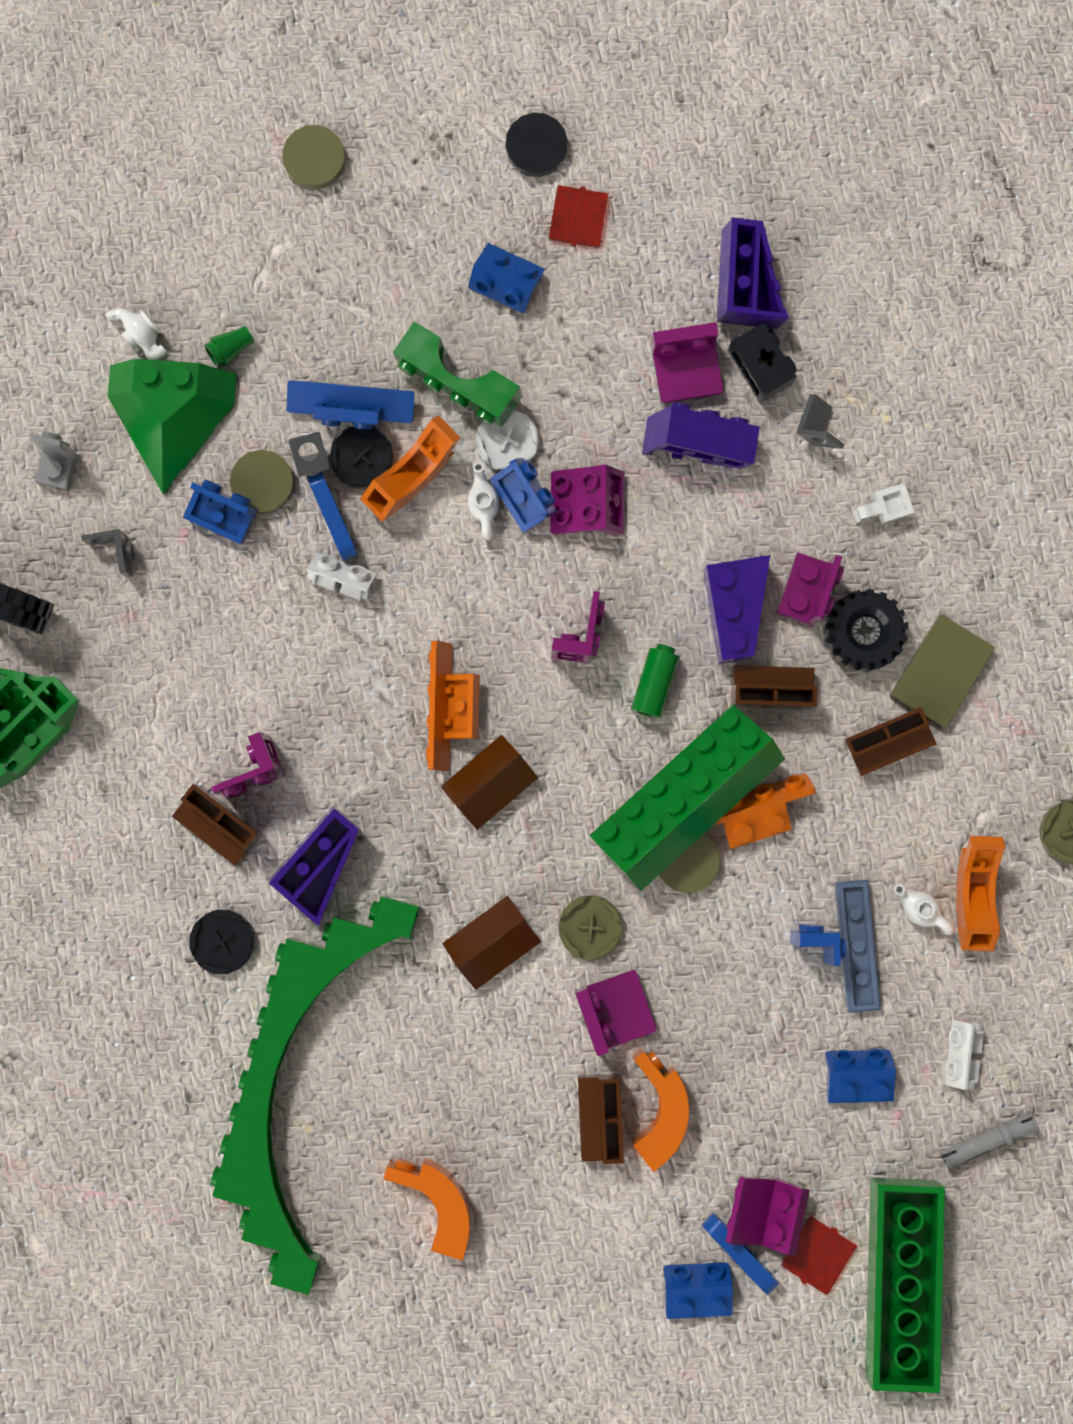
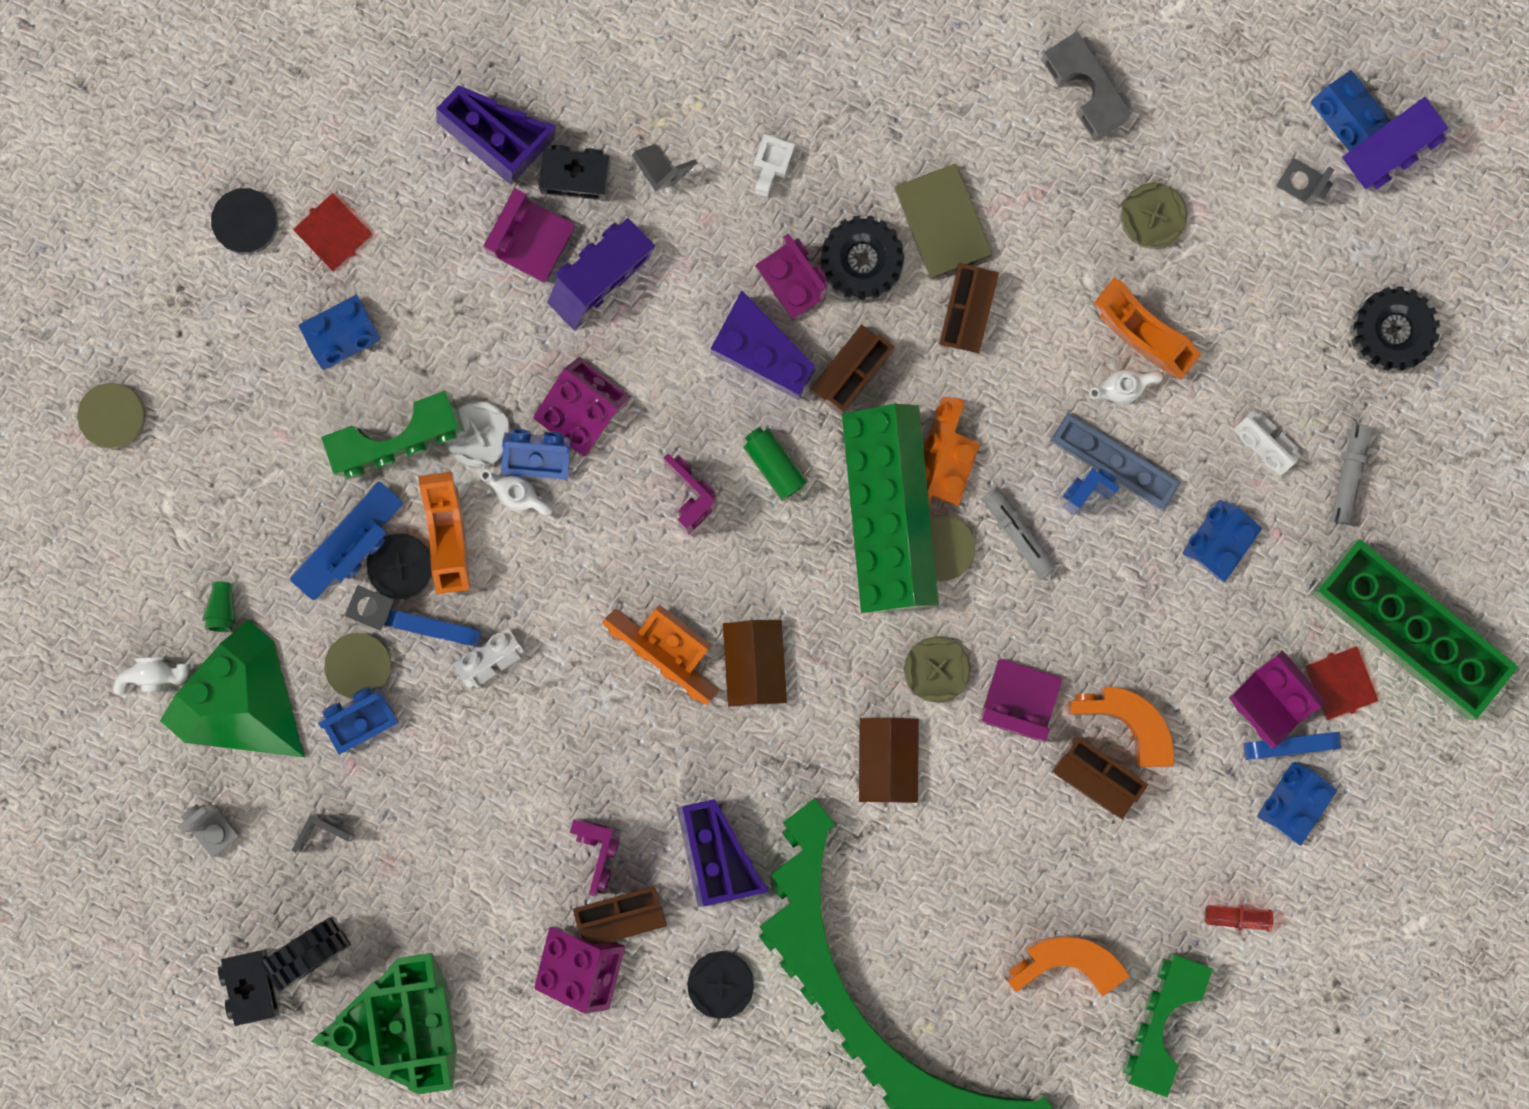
camera: 50 degrees left, 0 degrees up
(150, 825) = (579, 971): none -> magenta bracket
(486, 1304) = (1179, 983): none -> green arch
(573, 1311) = (1239, 917): none -> clear red axle
(744, 911) = (1018, 532): none -> light grey pin

